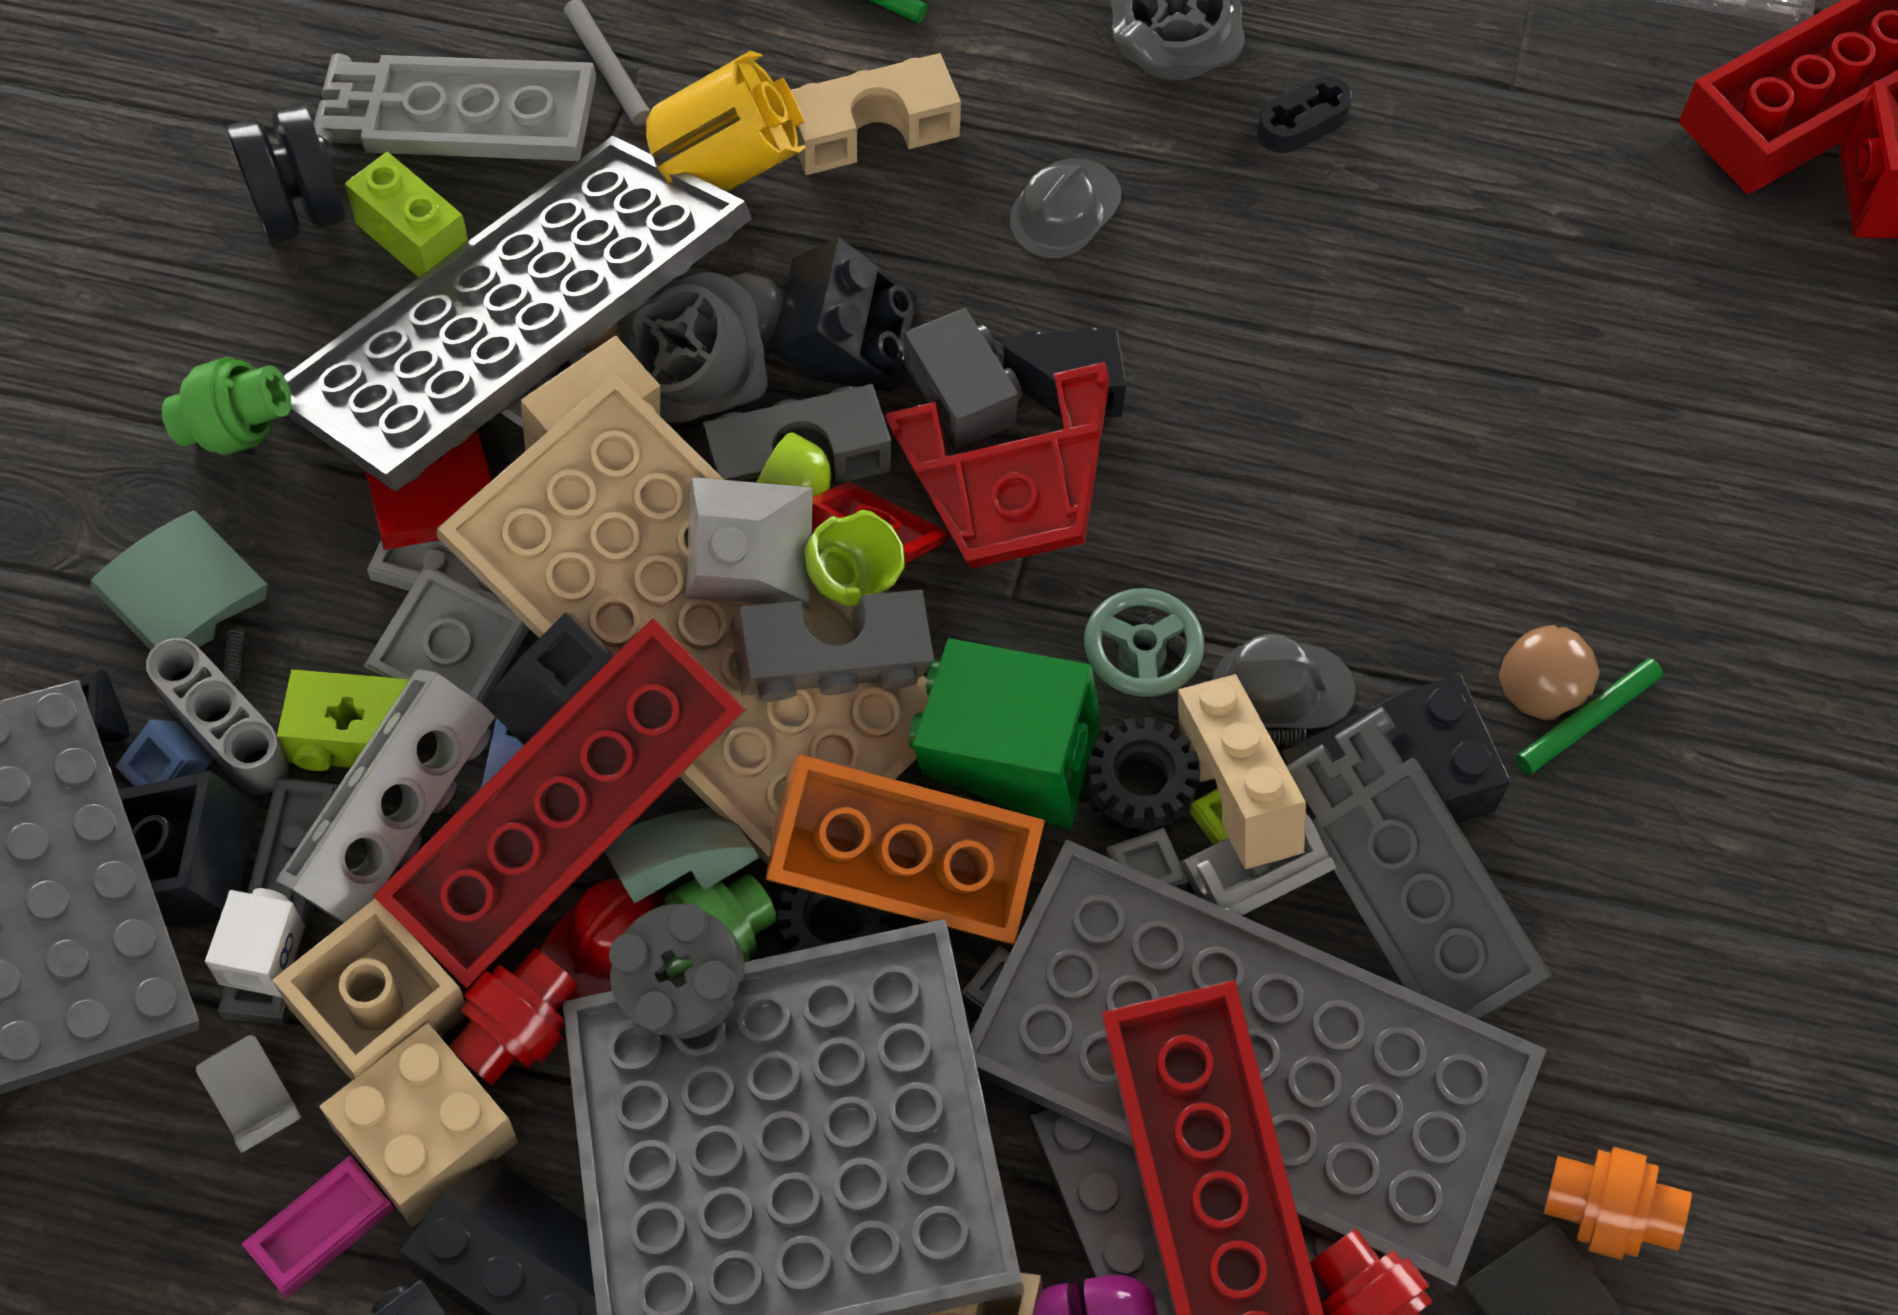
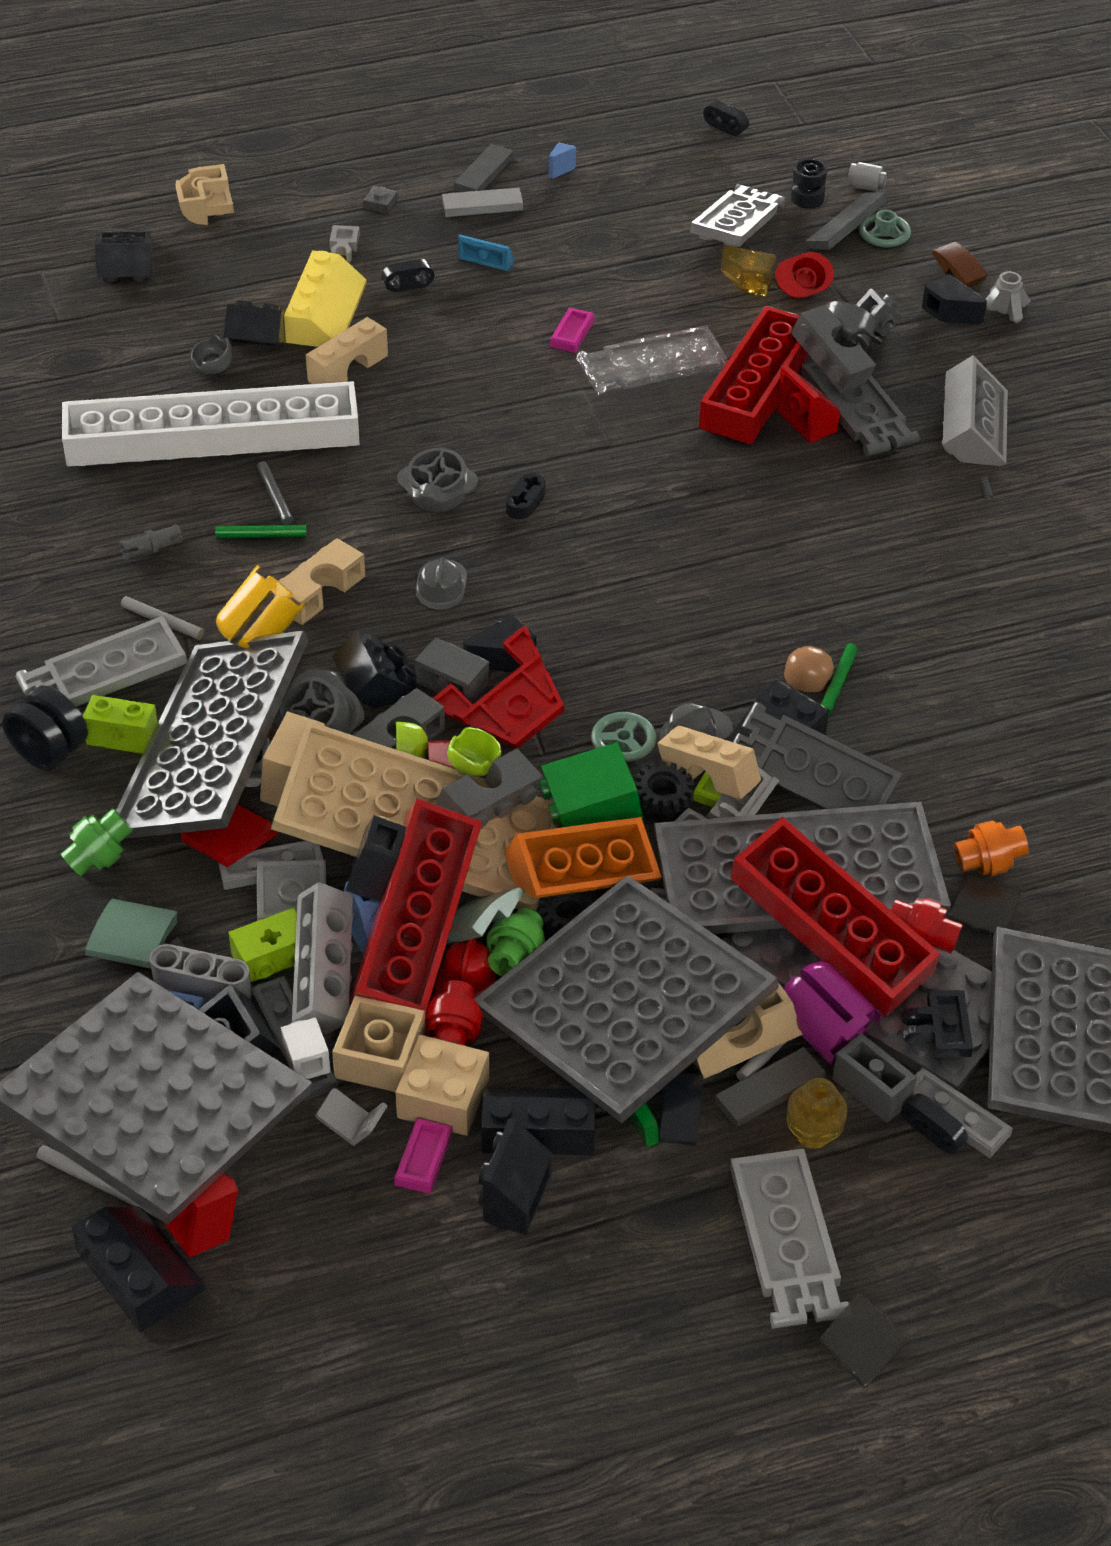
camera: 30 degrees left, 15 degrees down
(643, 955) = (527, 970): dark grey plate -> none
(748, 541) = (417, 767): light grey slope -> none

